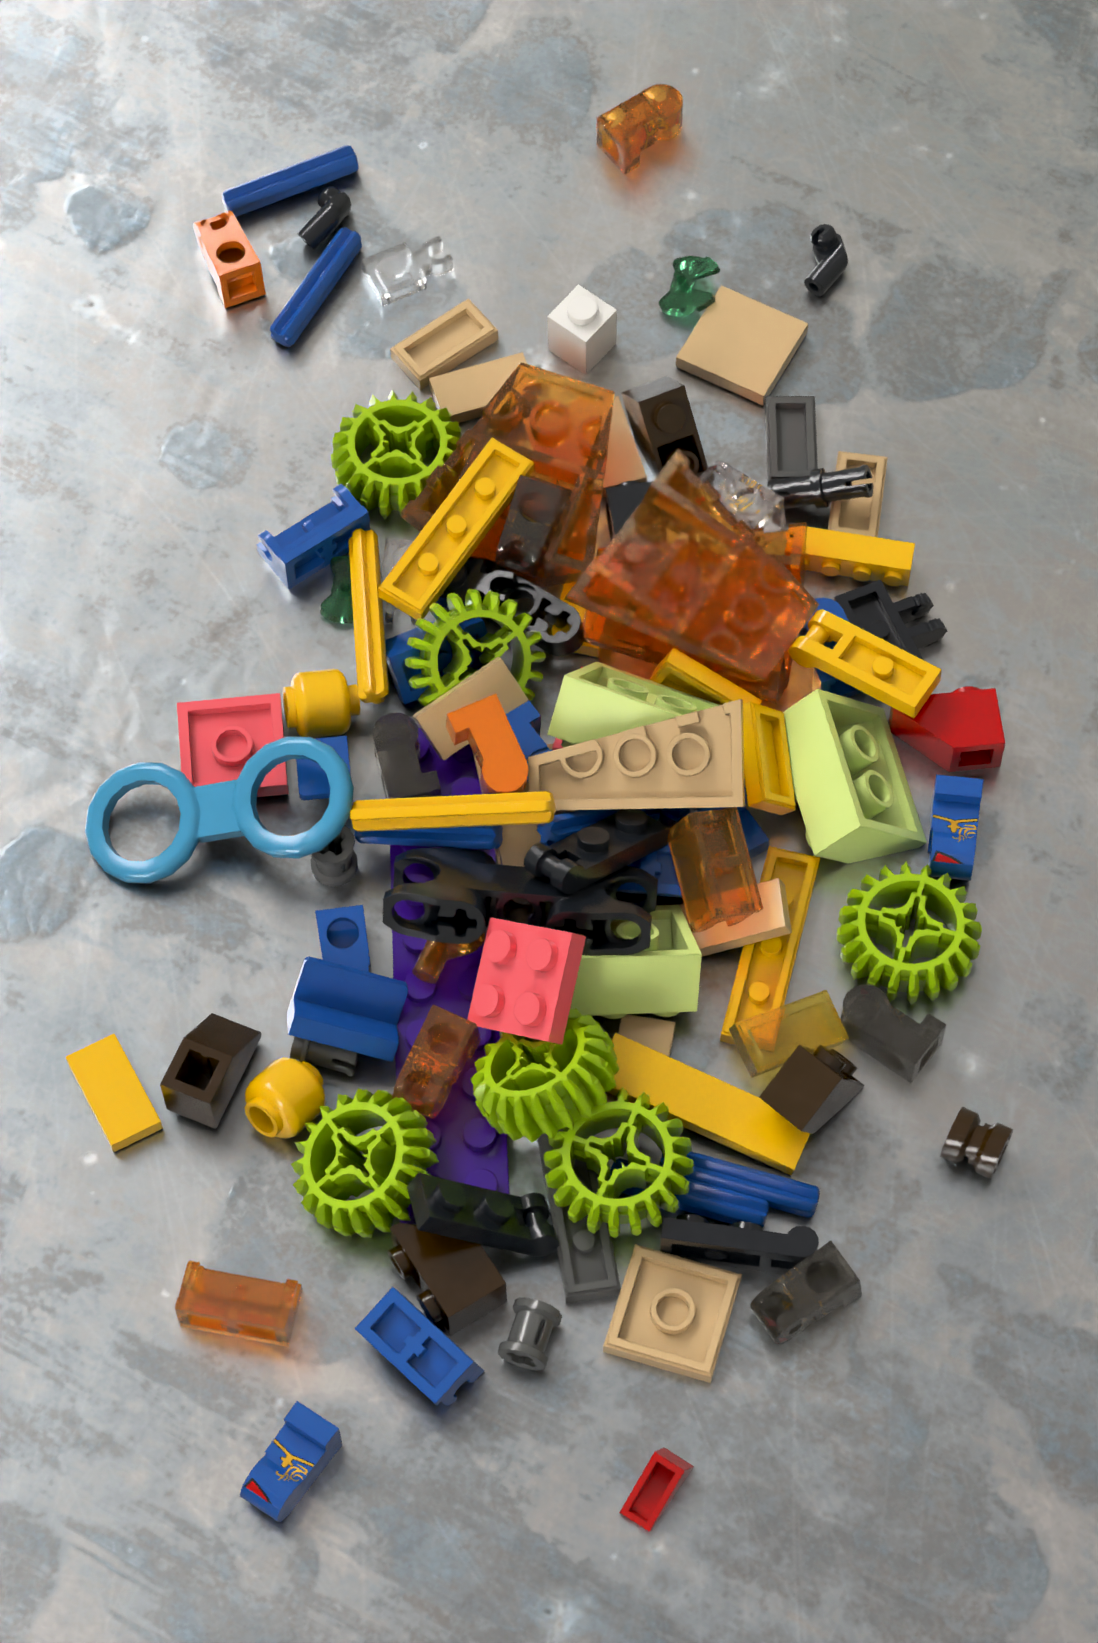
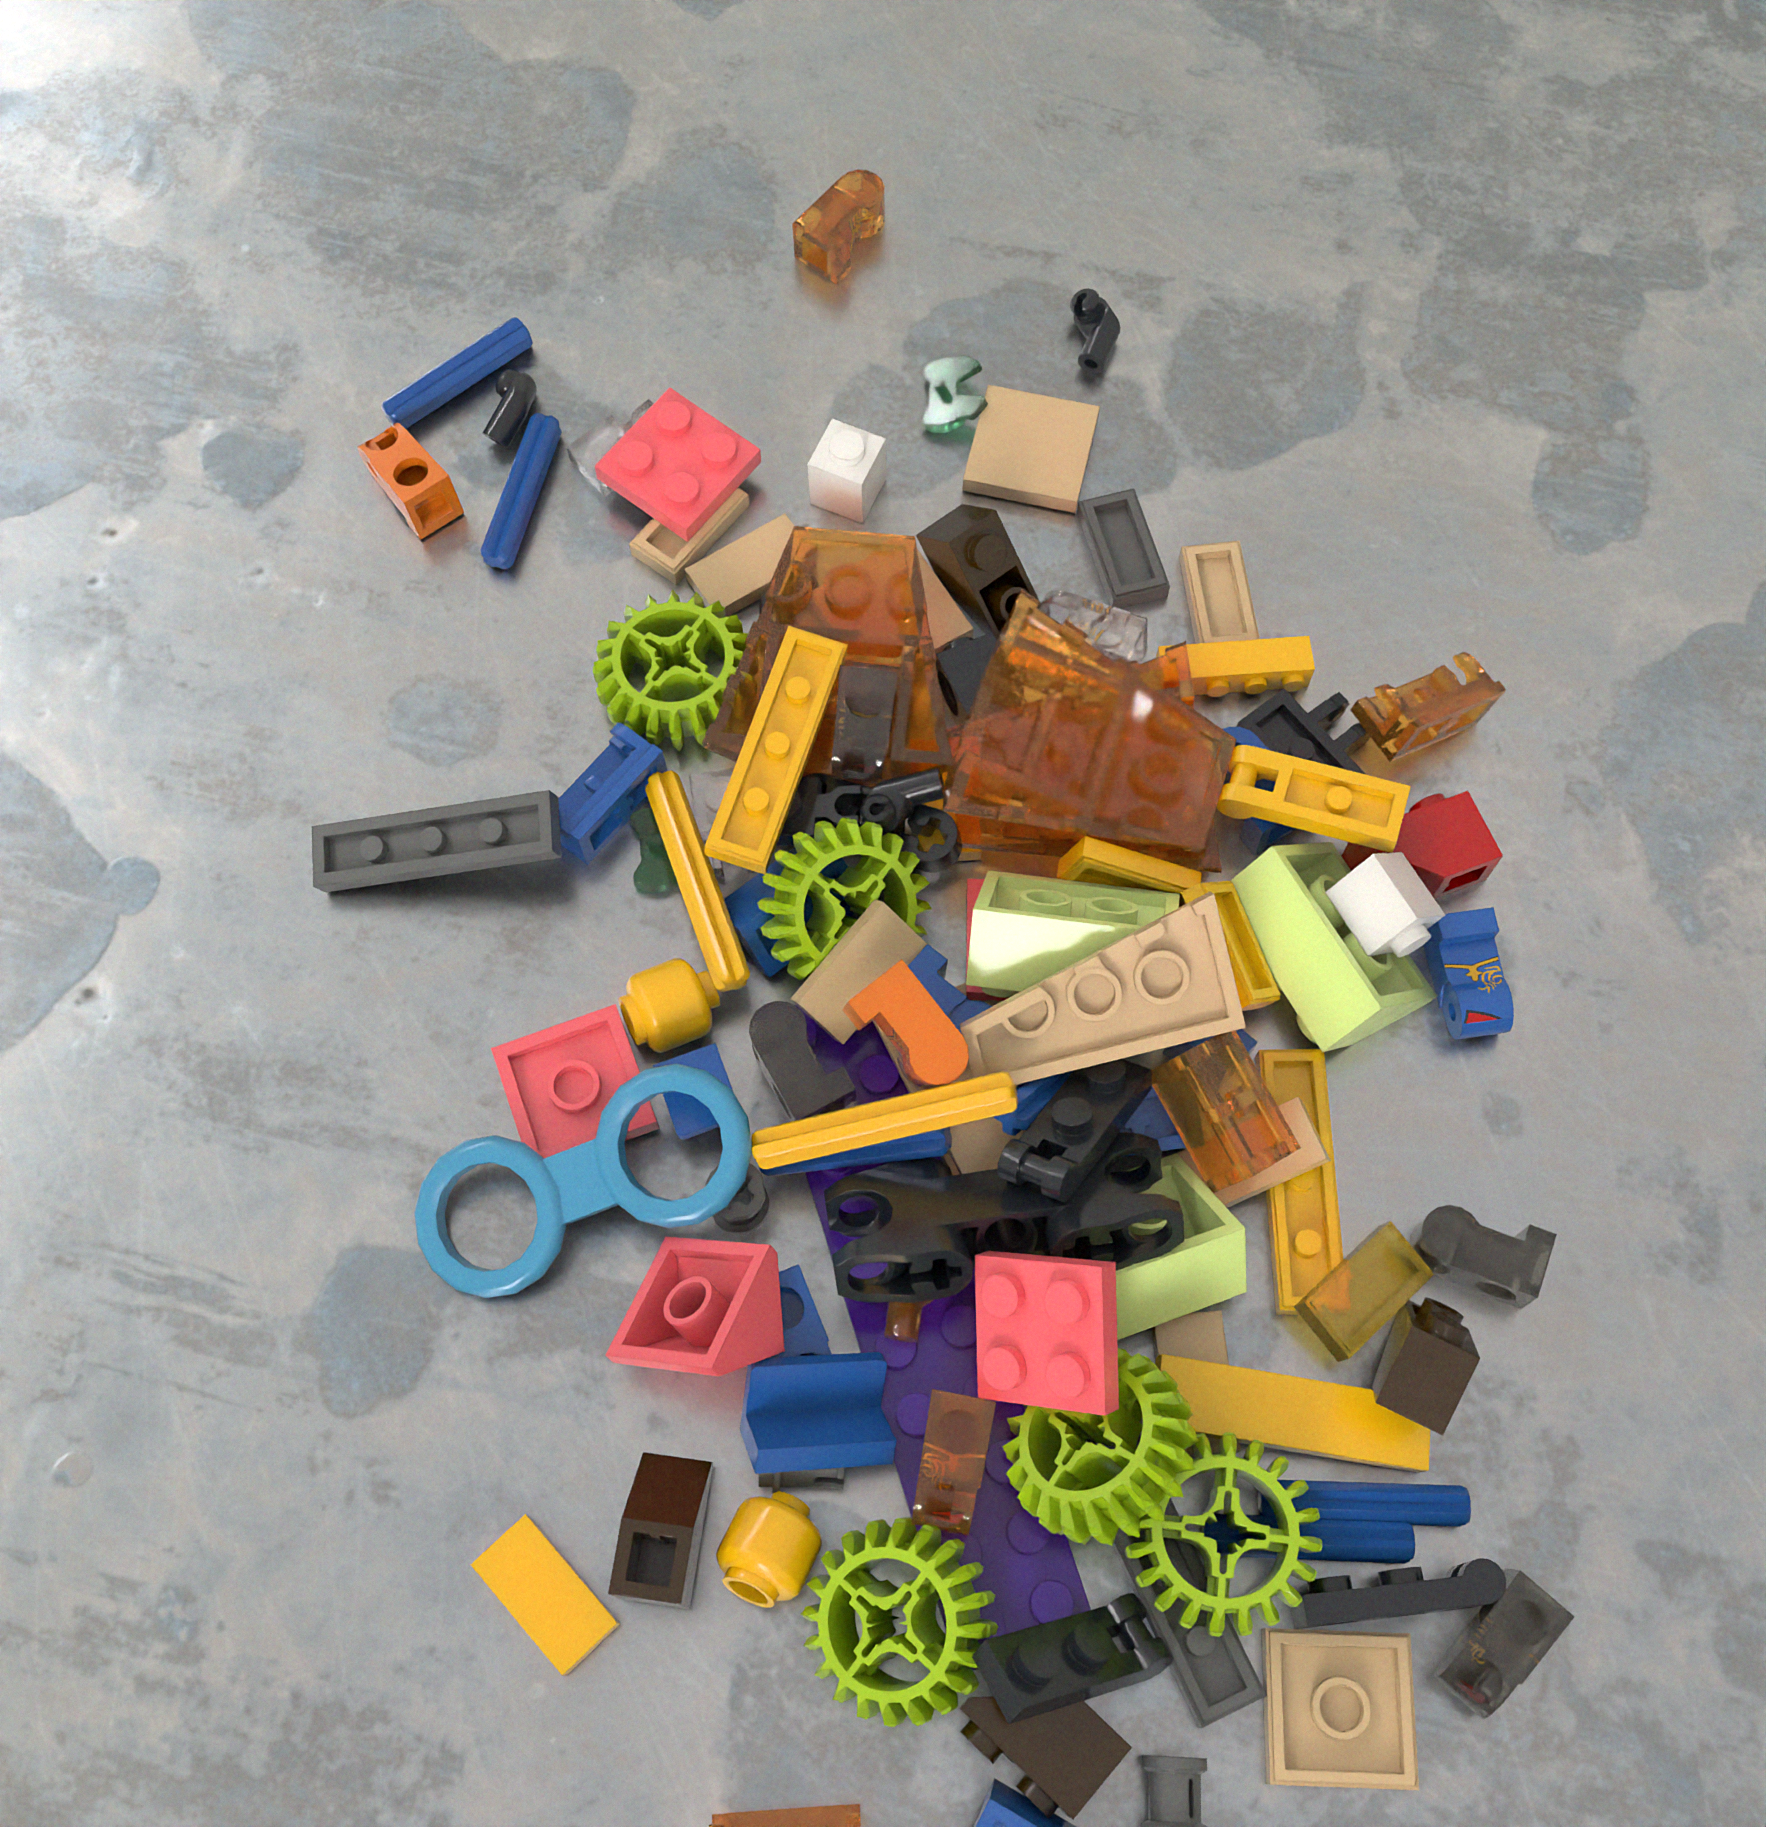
camera: 15 degrees left, 5 degrees up
(175, 541) = (436, 841): none -> dark grey plate
(285, 913) = (704, 1309): none -> coral slope
(447, 293) = (678, 464): none -> coral plate
(539, 588) = (896, 797): none -> black arm
(823, 487) = (1184, 593): black pin -> none
(897, 756) = (1386, 905): none -> white brick
(919, 891) = (1466, 1071): lime gear -> none
(979, 1143) = (1643, 1376): dark brown wheel -> none
(991, 623) = (1427, 708): none -> clear orange hinge

